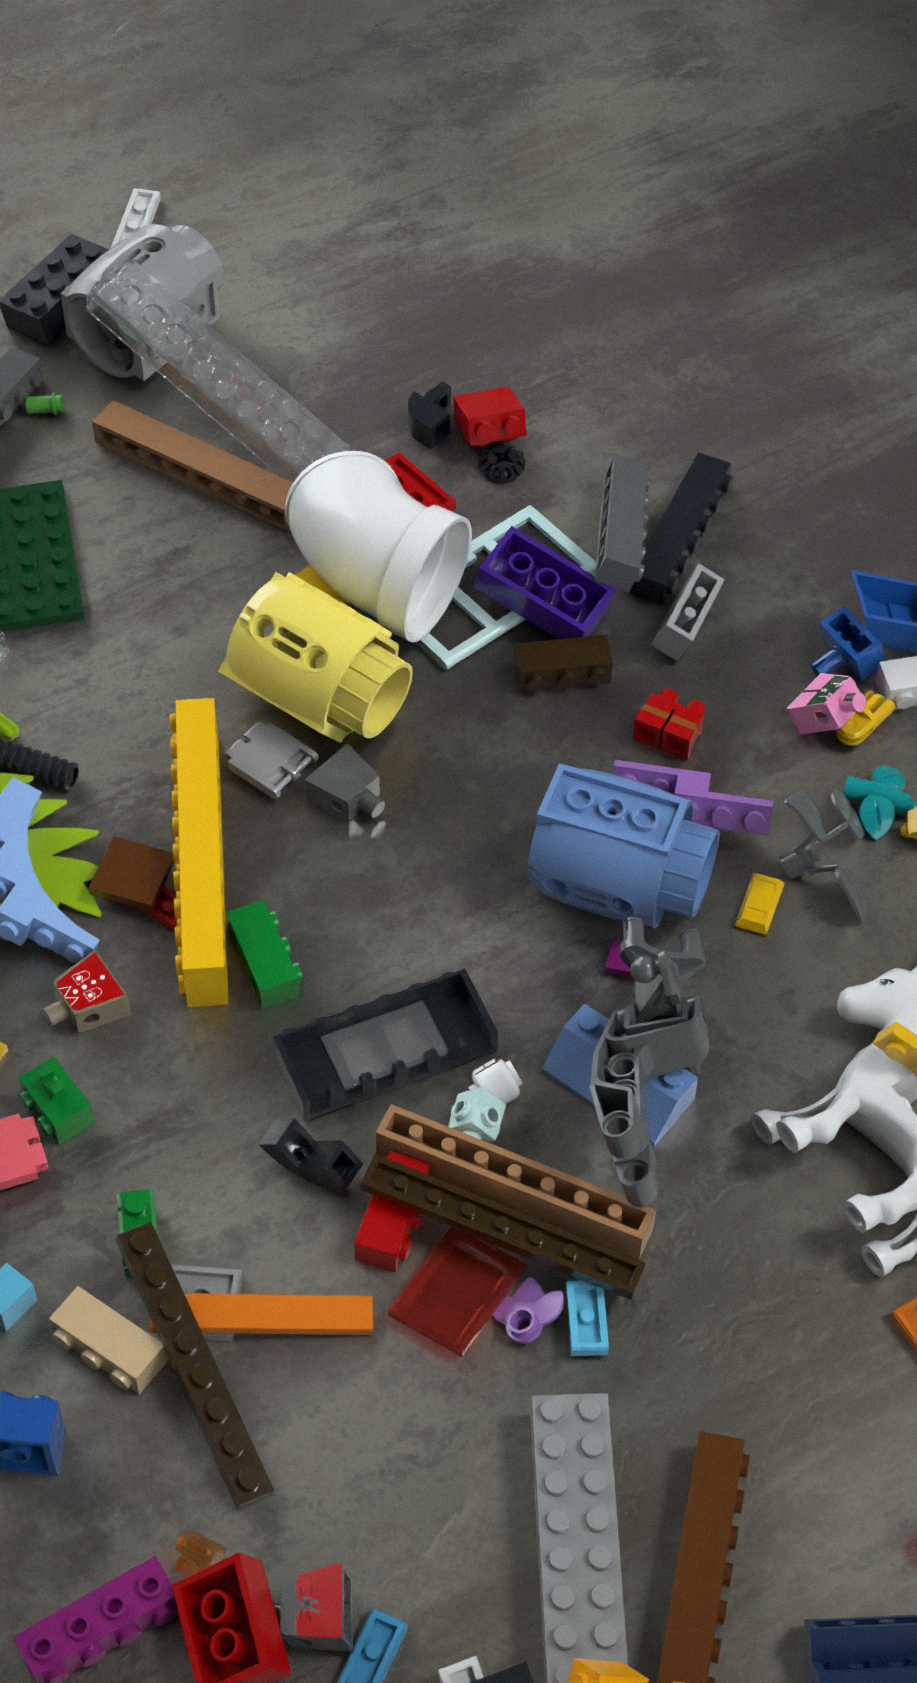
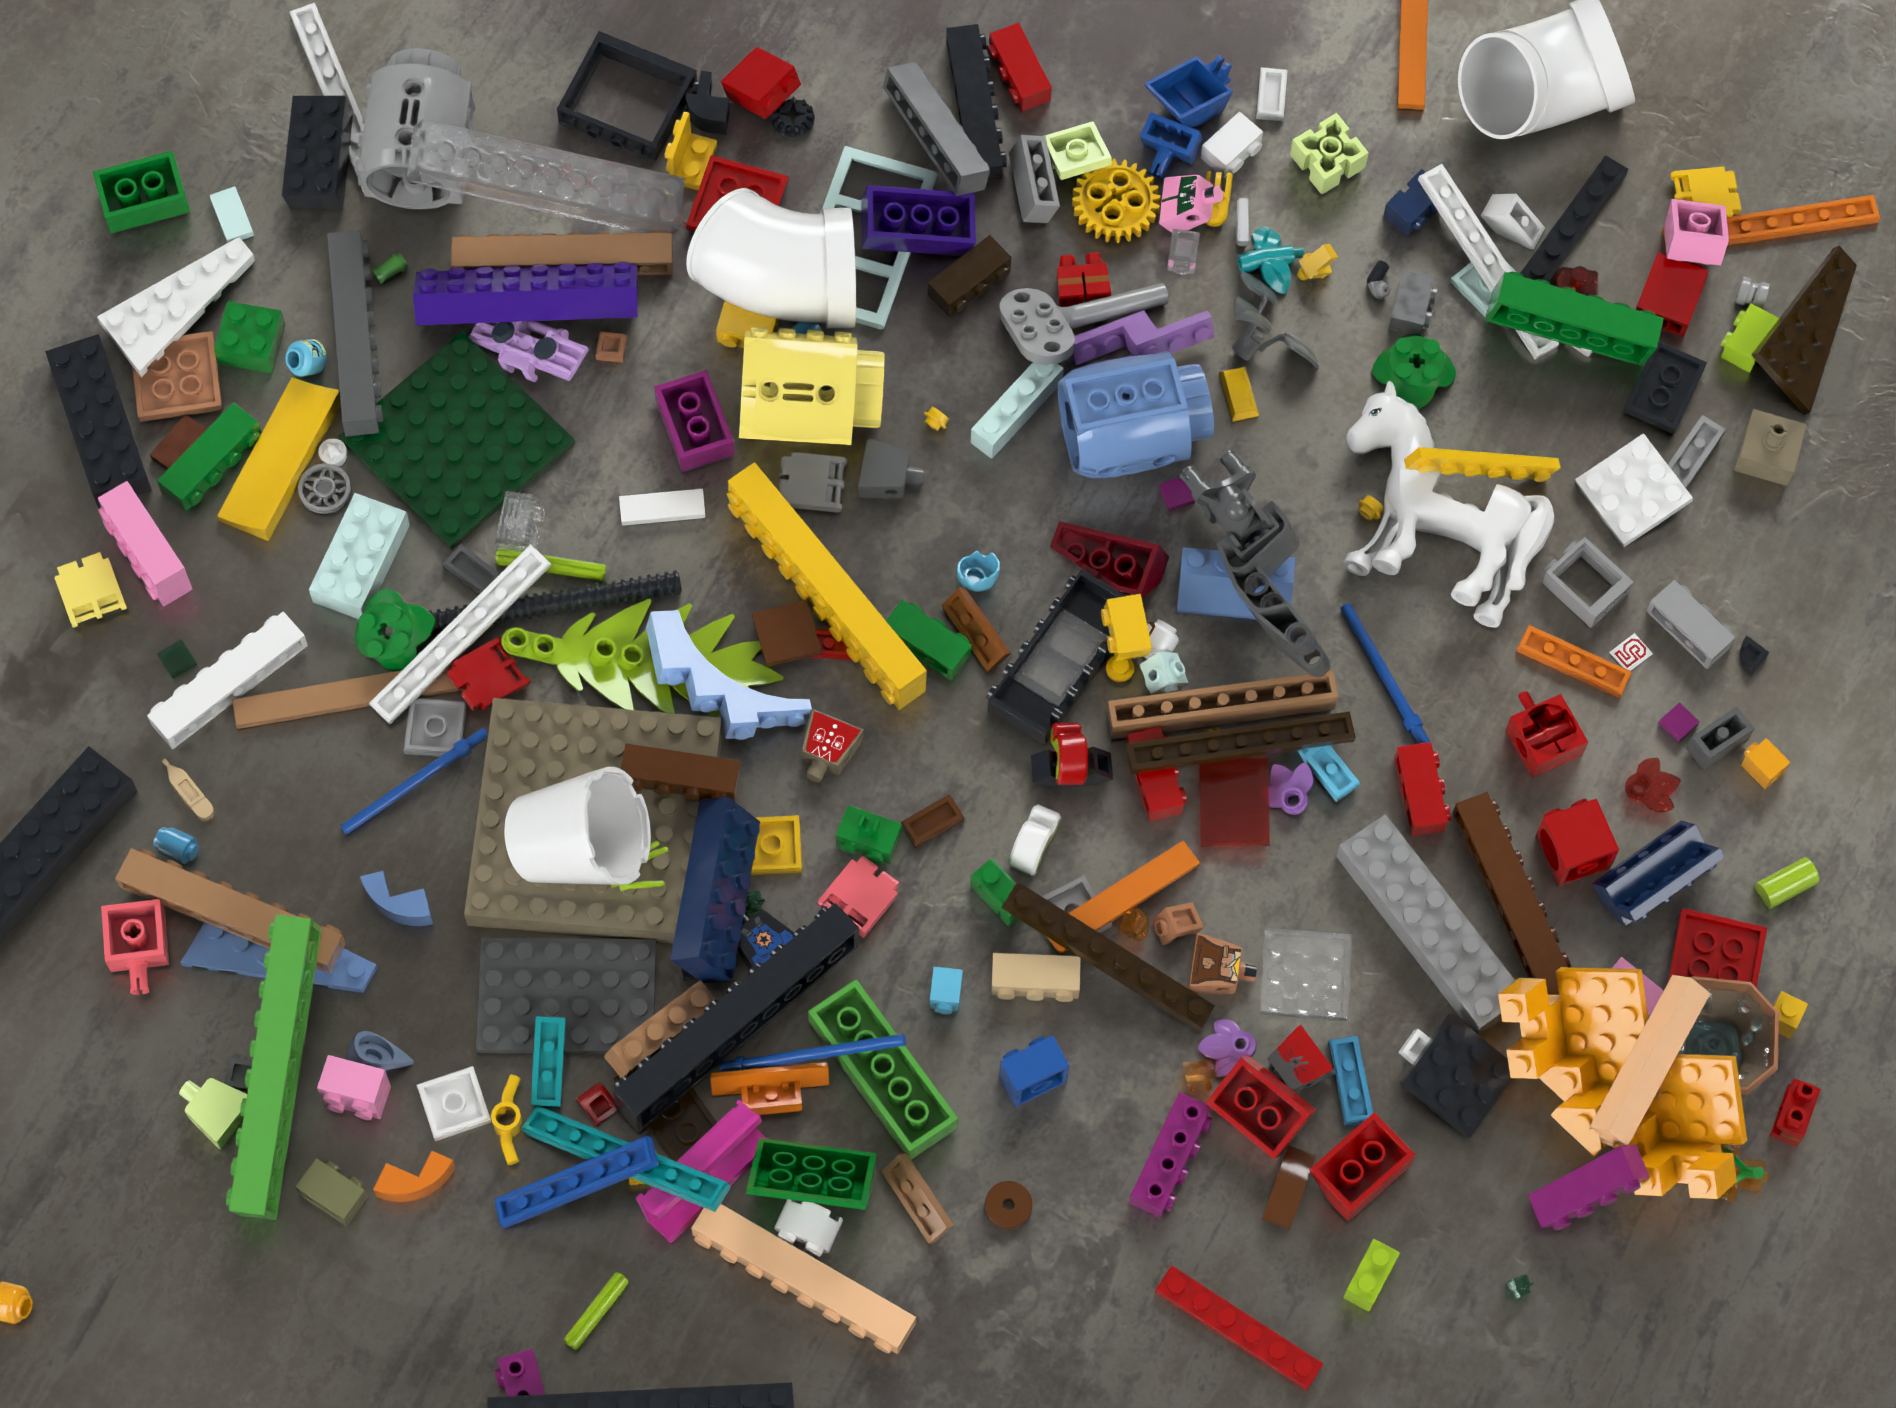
camera: 35 degrees left, 15 degrees up
(104, 513) = (520, 350): none -> lavender piece
(114, 708) = (662, 507): none -> white tile
(132, 1127) = (932, 821): none -> reddish brown tile
(138, 472) = (526, 294): none -> dark purple brick
(183, 559) = (611, 346): none -> nougat tile
(196, 648) = (694, 421): none -> magenta brick
(214, 1196) = (1033, 839): none -> white animal
(254, 1349) = (1135, 924): none -> clear orange tile
(257, 1538) = (1223, 1046): none -> medium lavender plate
(301, 1376) = (1177, 922): none -> nougat bracket
(306, 1450) = (1218, 967): none -> torso
(309, 1132) = (1071, 753): none -> red animal
(319, 971) = (976, 627): none -> dark orange plate
(346, 339) = (641, 60): none -> black window
(362, 920) = (978, 571): none -> medium azure hair
(376, 430) = (688, 153): none -> yellow bracket
(399, 1519) = (1305, 974): none -> clear plate
(432, 767) = (936, 419): none -> yellow plate
(438, 1090) = (1120, 670): none -> yellow plate
(464, 1043) = (1127, 627): none -> yellow brick
(504, 795) = (1015, 407): none -> light aqua brick
(509, 982) = (1116, 560): none -> dark red wedge
(597, 733) = (1044, 326): none -> light grey piece
(675, 1397) = (1422, 788): none -> red brick
(716, 1319) = (1411, 721): none -> blue bar
(746, 520) = (1019, 67): none -> red brick
(748, 607) = (1077, 150): none -> yellowish green plate
(758, 671) = (1116, 201): none -> yellow gear
(793, 747) = (1183, 251): none -> clear brick
(813, 1557) = (1576, 841): none -> red brick
(821, 1081) = (1370, 508): none -> yellow plate
(859, 1420) = (1545, 734): none -> red piece
(873, 752) = (1242, 224): none -> tile

